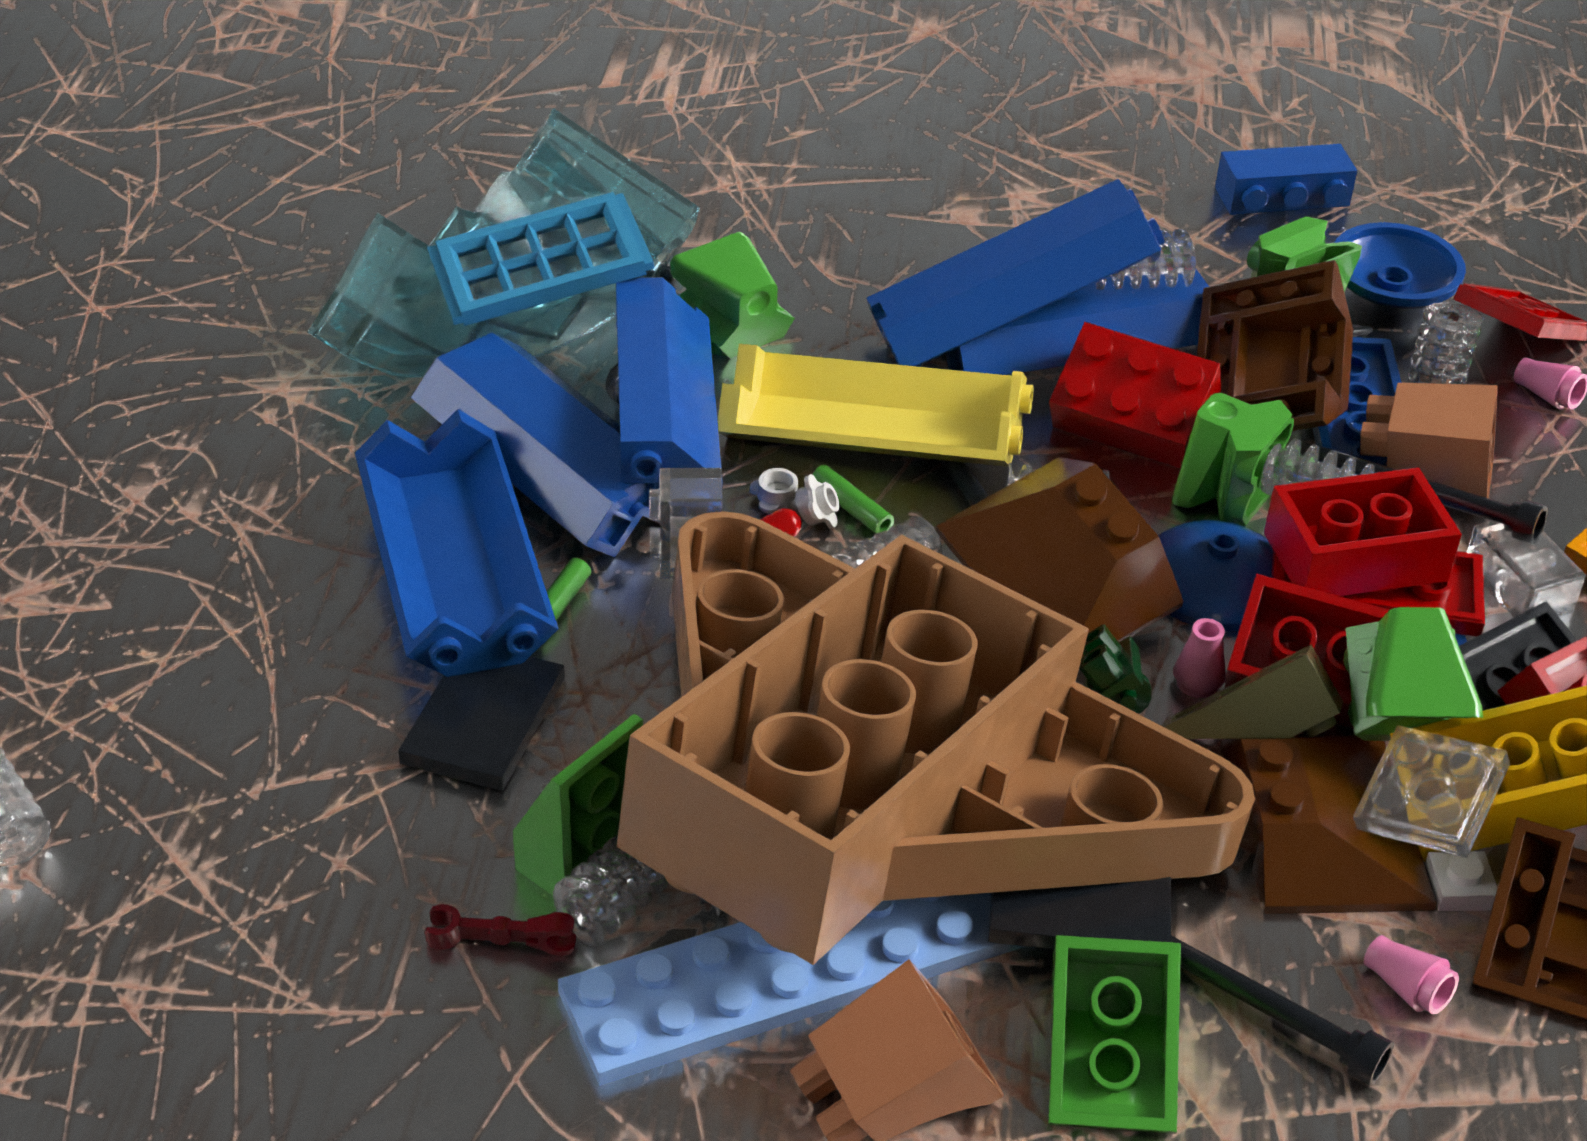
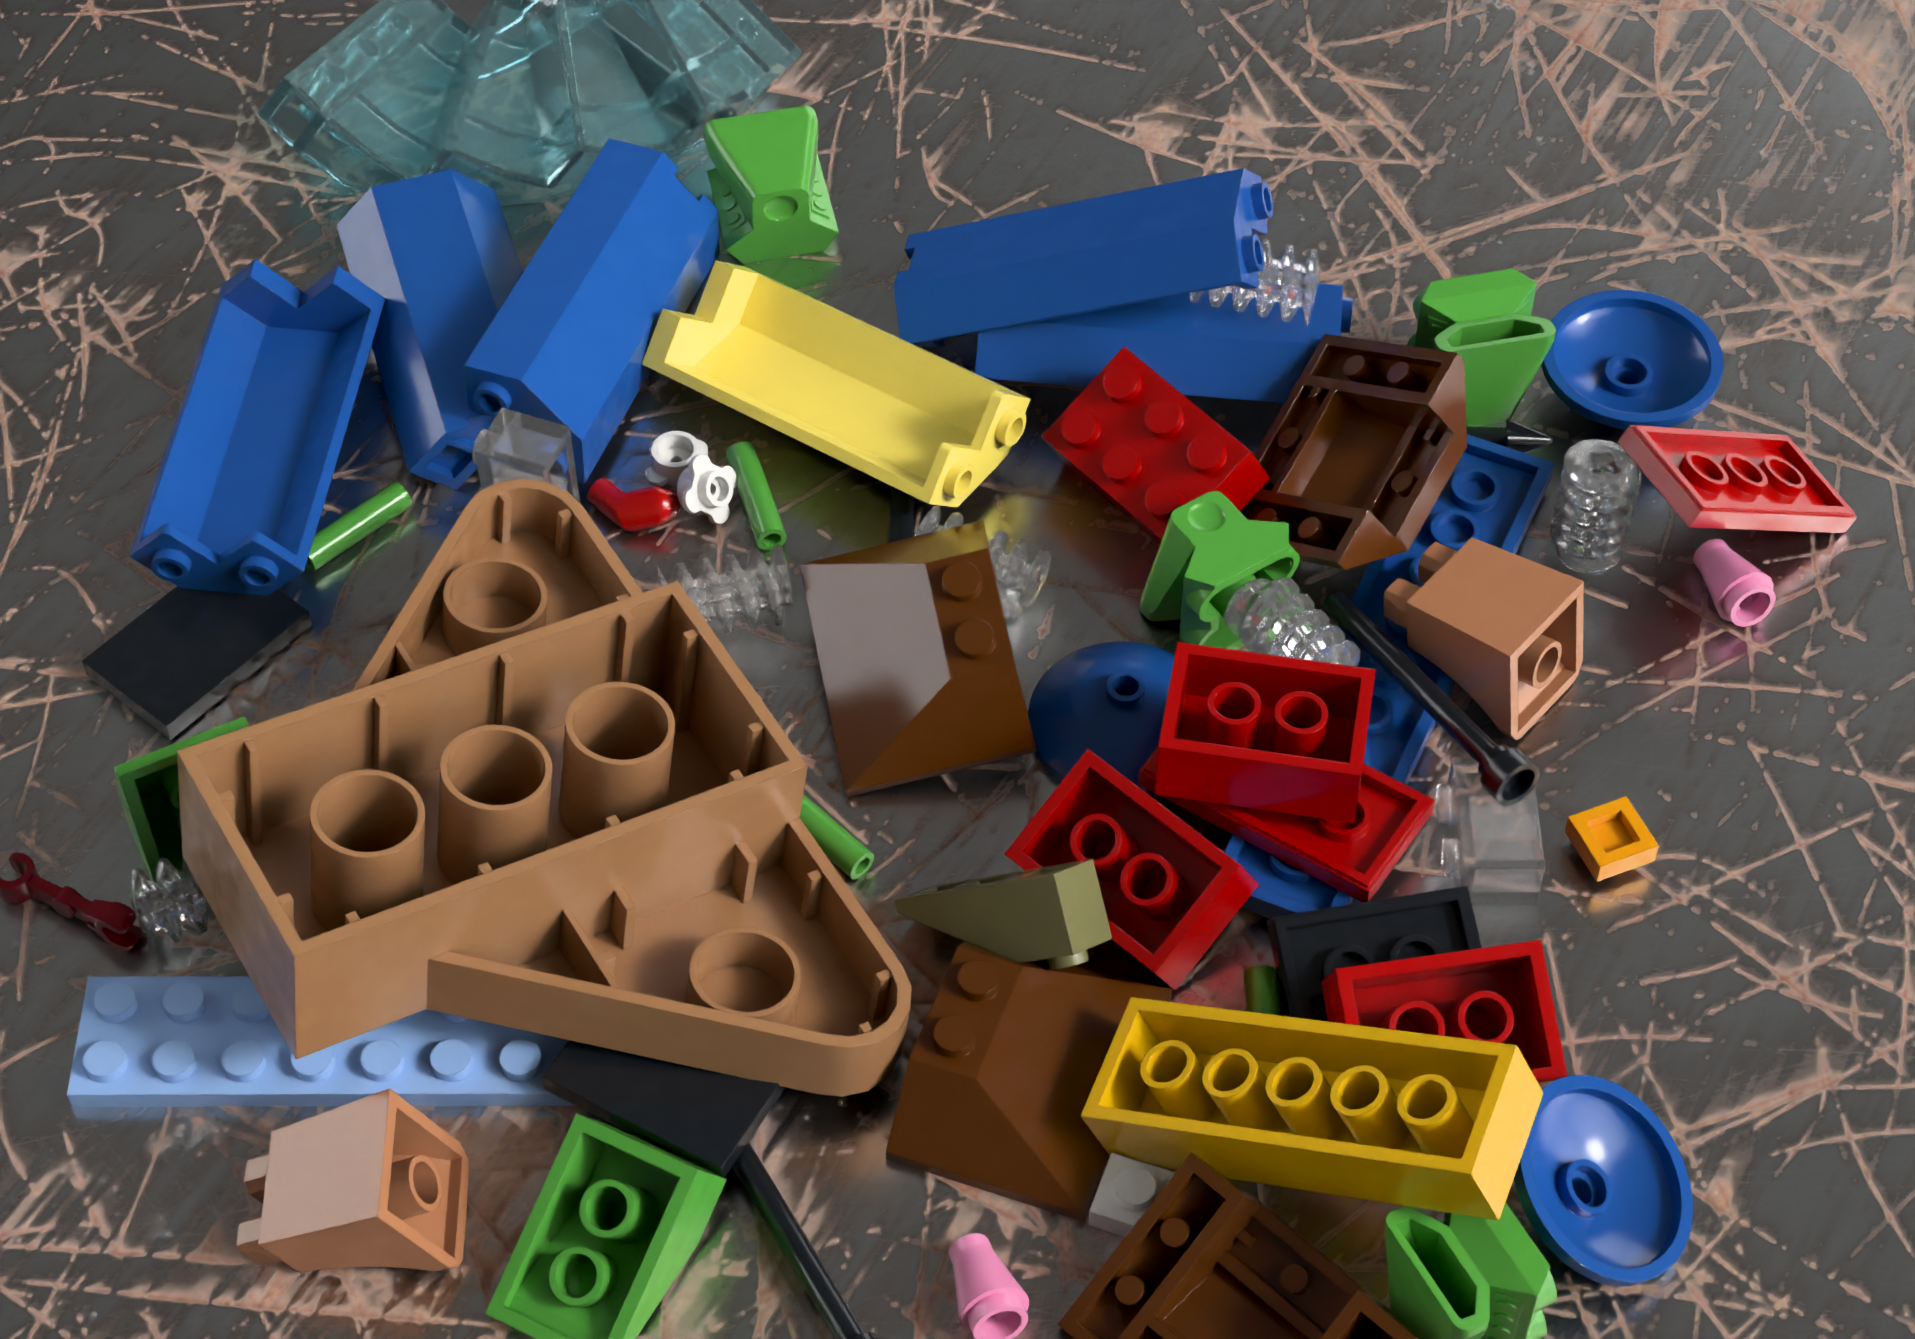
camera: 25 degrees right, 10 degrees up
(539, 258) = (536, 90): dark azure piece -> none
(1115, 669) = (885, 811): dark green hips -> none
(1201, 663) = (1002, 823): bright pink cone -> none
(1285, 179) = (1589, 190): blue brick -> none
(1406, 673) = (1176, 936): bright green piece -> none
(1432, 790) = (1117, 1085): clear plate -> none

